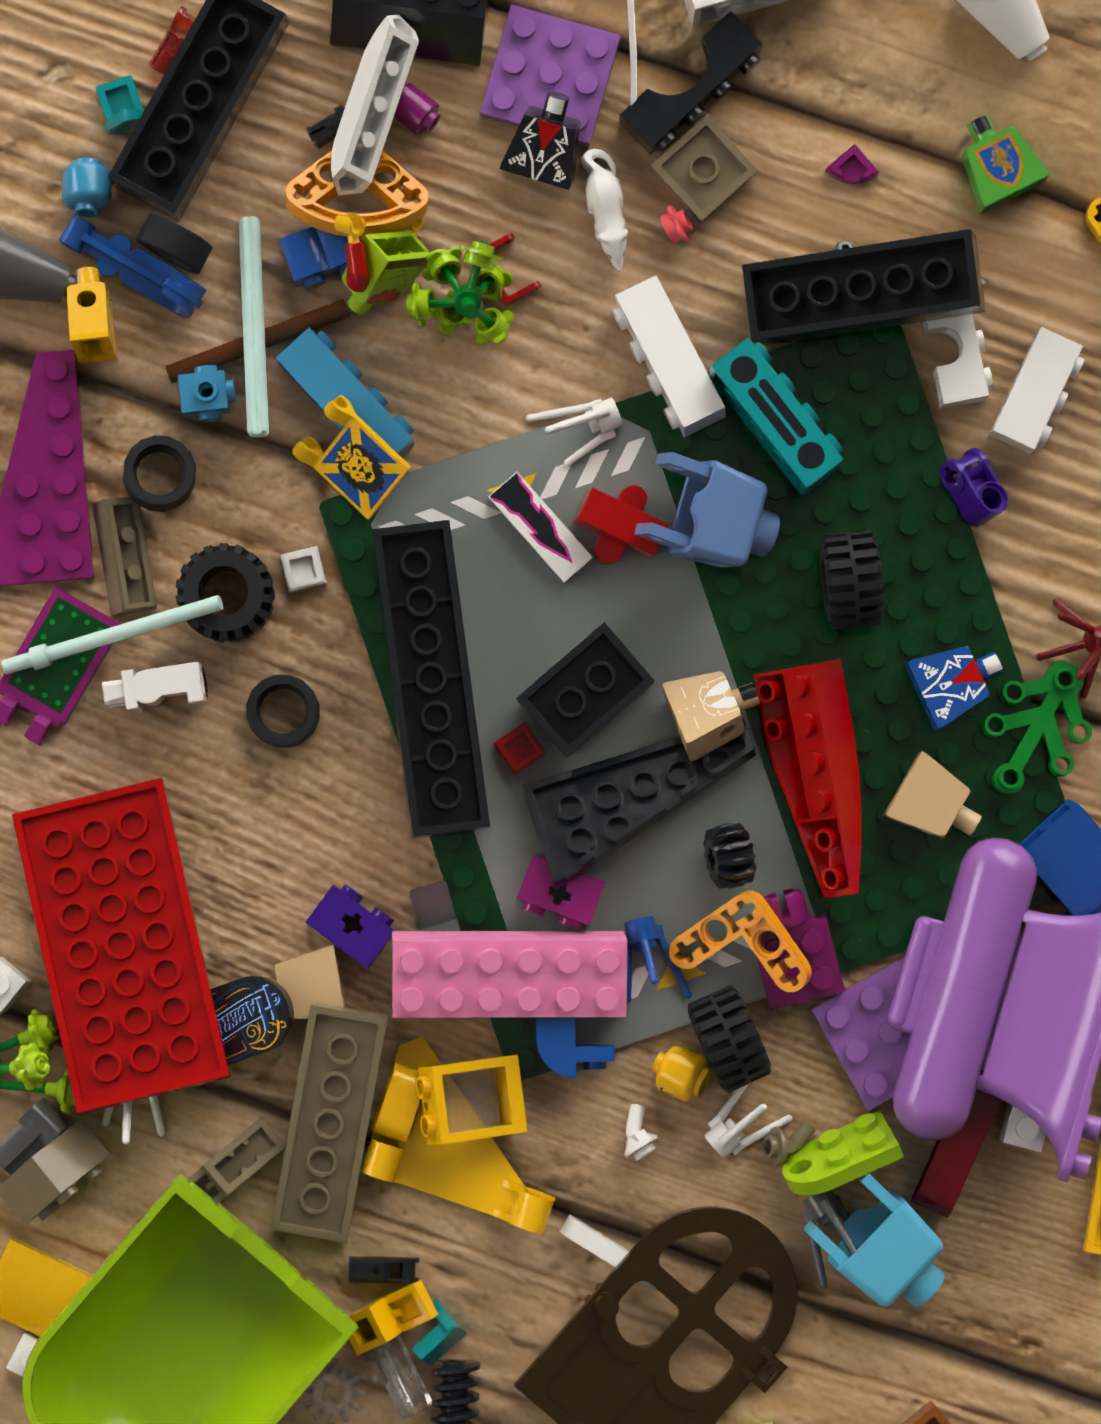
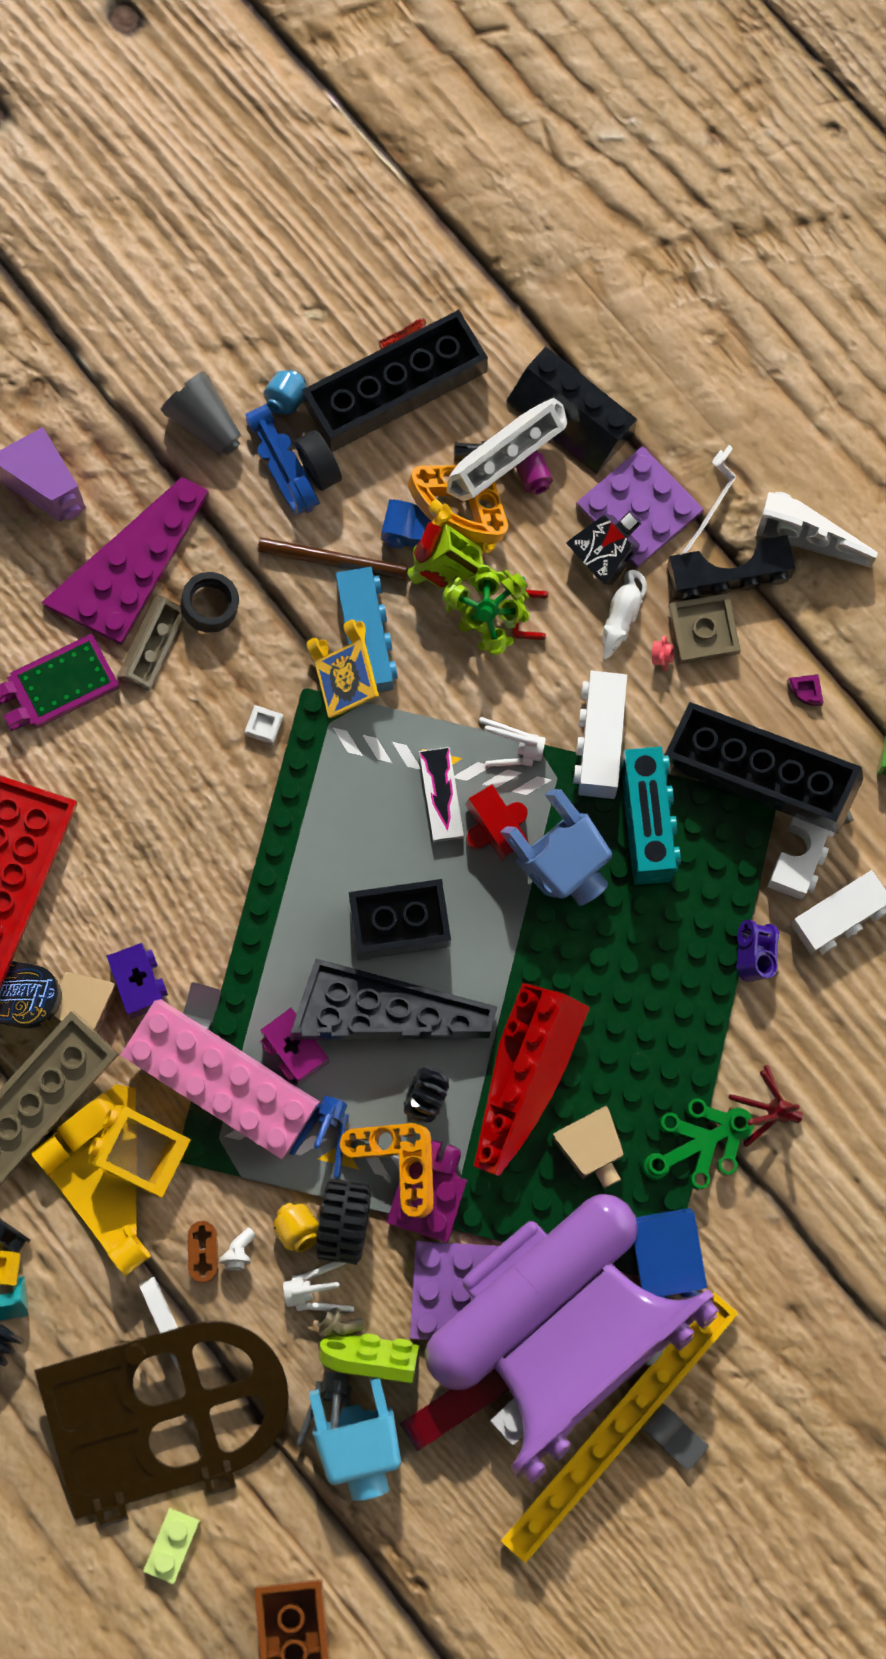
camera: 30 degrees right, 10 degrees down
(43, 655) = (52, 670): light aqua bar -> none
(91, 318) = (231, 476): yellow torso -> none
(120, 104) = (342, 353): teal tile -> none
(155, 686) = (112, 736): white hips -> none
(194, 385) = (274, 569): dark azure brick -> none
(250, 568) = (195, 682): black tyre -> none
(253, 327) = (334, 546): light aqua axle -> none
(253, 711) = (172, 790): black tyre -> none
(430, 679) = (298, 846): black brick -> none
(519, 748) = (330, 933): red tile -> none
(558, 1049) = (222, 1153): blue brick -> none
(594, 1164) = (194, 1251): none -> dark orange beam
(707, 711) = (475, 986): tan torso -> none
(851, 579) = (630, 956): black tyre -> none
(951, 682) = (657, 1073): blue torso -> none

